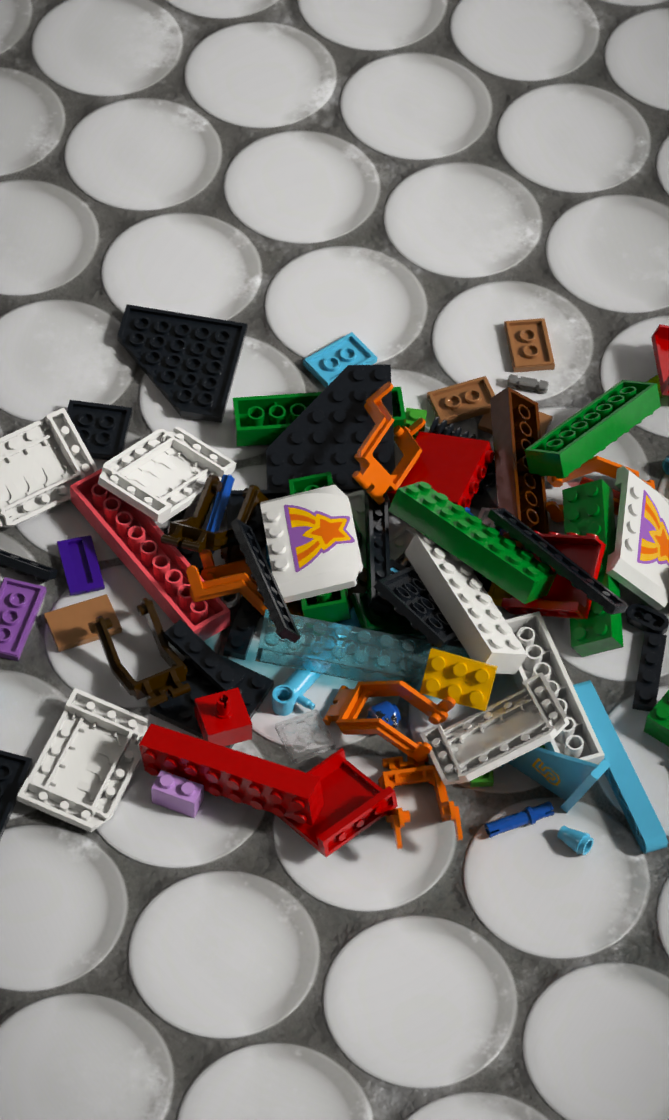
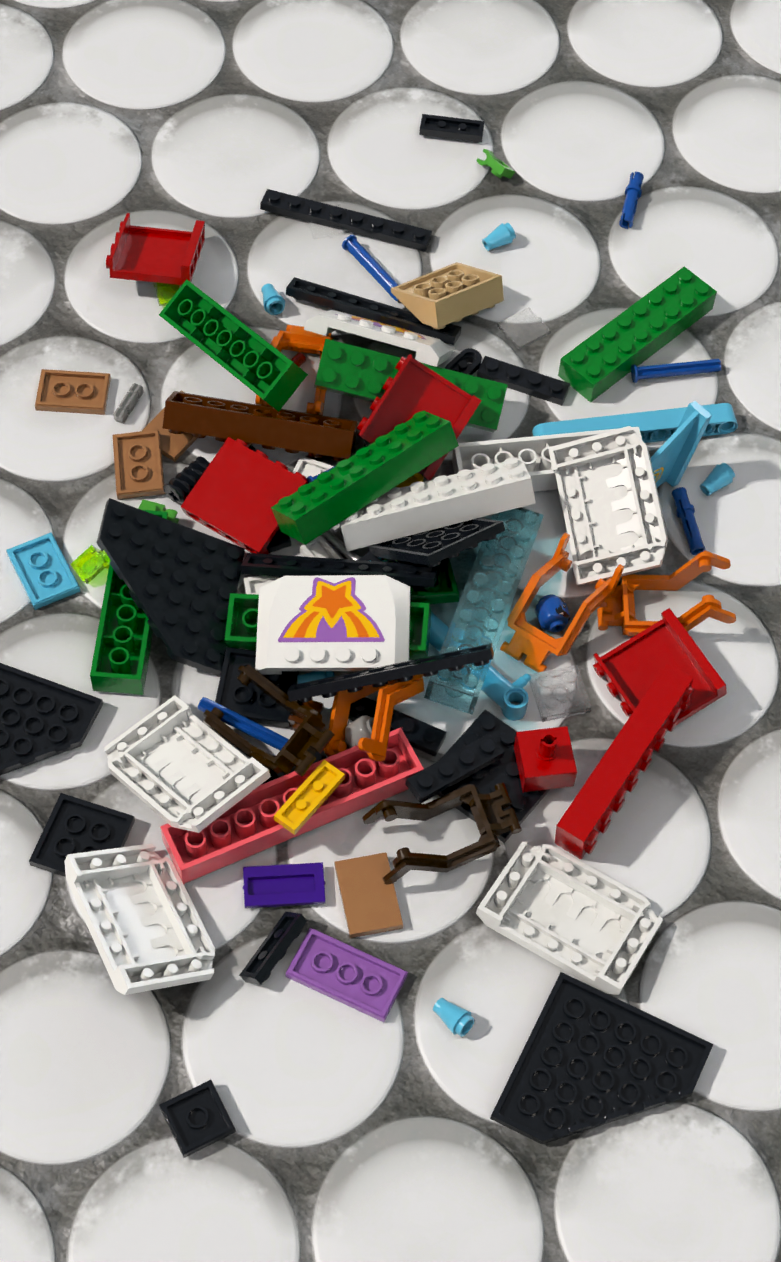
camera: 80 degrees left, 5 degrees up
(146, 552) = (309, 797): none -> yellow plate
(177, 793) = (627, 825): lavender brick -> none
(372, 472) = (220, 519): orange piece -> none
(458, 677) = (540, 524): yellow plate -> none
(562, 564) = (410, 405): black plate -> none

